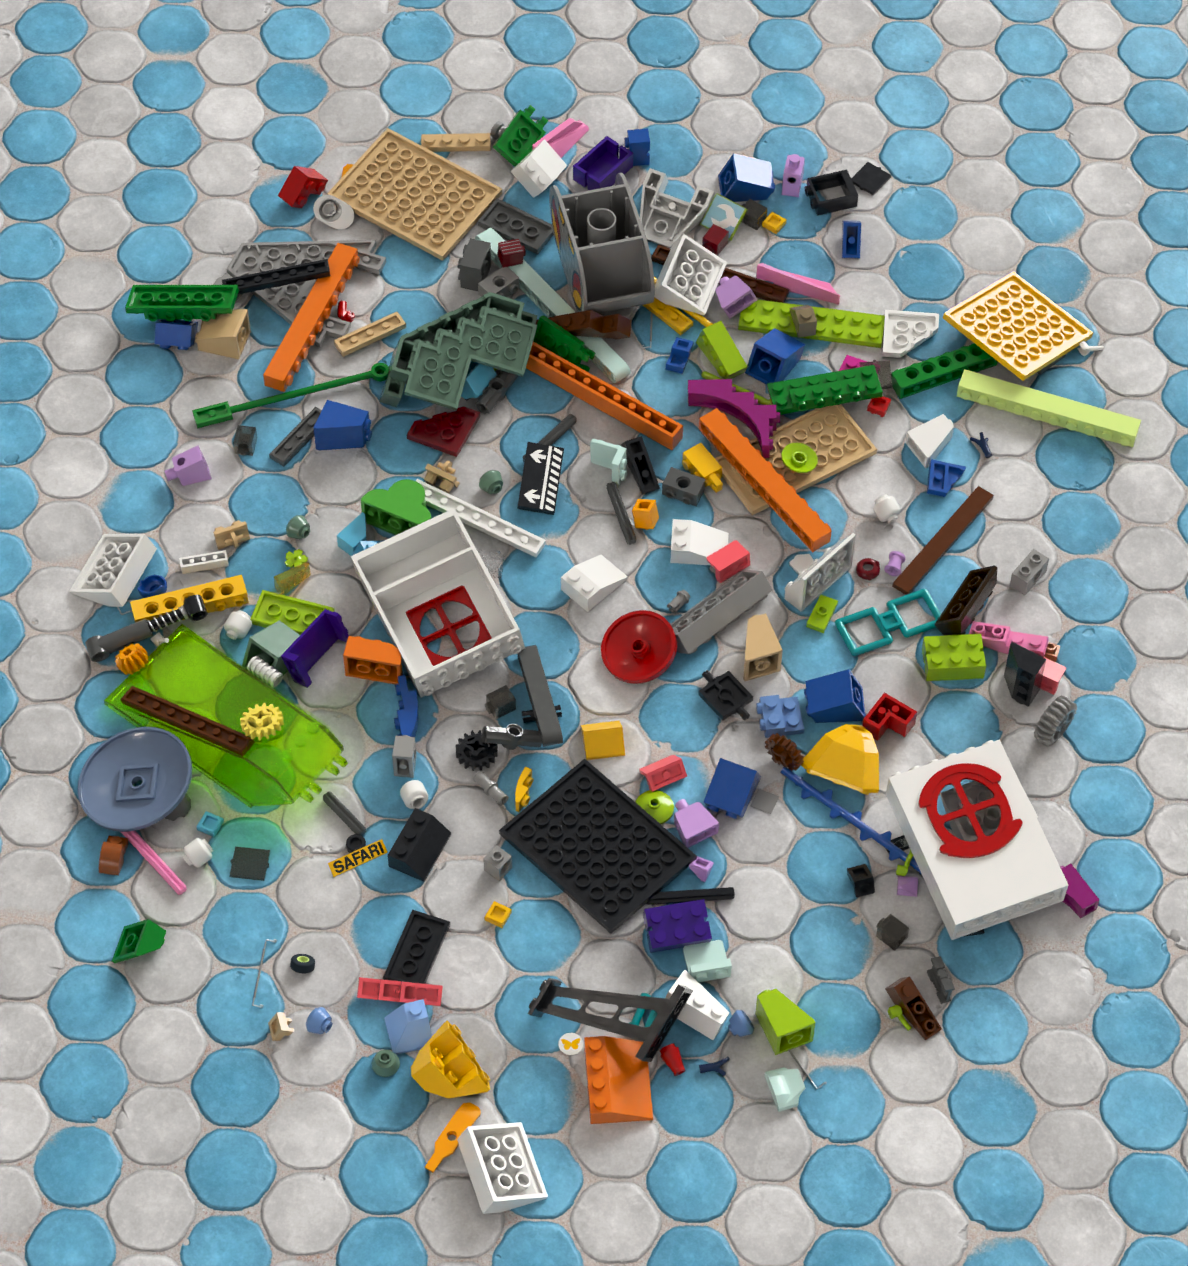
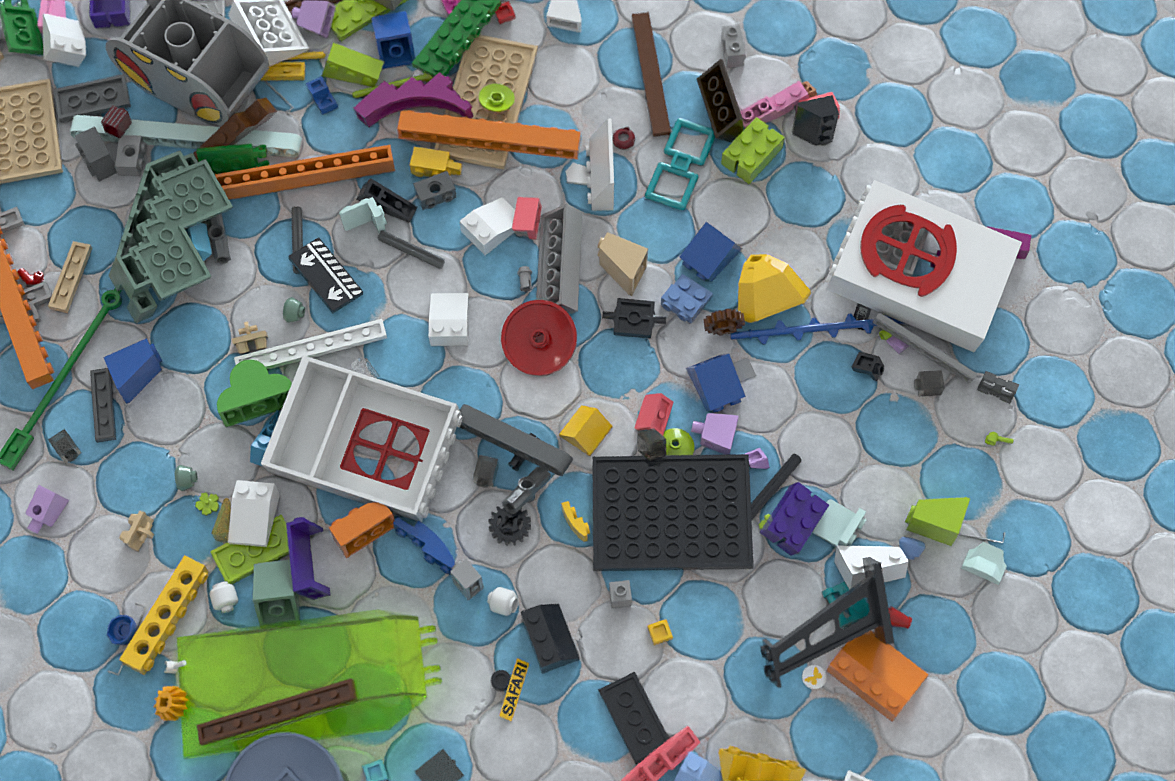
camera: 45 degrees left, 10 degrees up
(102, 646) = (134, 715): piece -> none
(114, 568) = (72, 644): white slope -> none
(204, 562) = (138, 572): white piece -> none
(262, 721) = (352, 651): light yellow gear -> none
(264, 671) = (290, 614): white piece -> none
(315, 588) = (252, 513): none -> white slope
(346, 816) = (467, 665): dark grey axle -> none
(353, 534) = (236, 444): medium azure slope -> none
(445, 430) = (212, 302): dark red plate -> none
(491, 788) = (550, 542): light grey pin -> none
(634, 786) = (651, 444): none -> clear smoke brick
(645, 514) = (433, 234): light orange brick -> none
(715, 1066) = (926, 594): dark blue bar -> none
(822, 613) = (630, 198): lime plate -> none
(886, 508) = (591, 83): white head -> none
(889, 714) = (759, 229): red brick -> none
(894, 565) = (639, 118): lavender bush -> none
(913, 1006) = (990, 419): reddish brown slope -> none
(915, 902) = (924, 348): none -> light grey tile
(943, 477) = (601, 28): blue wing -> none
(1055, 720) = (868, 135): light grey gear -> none

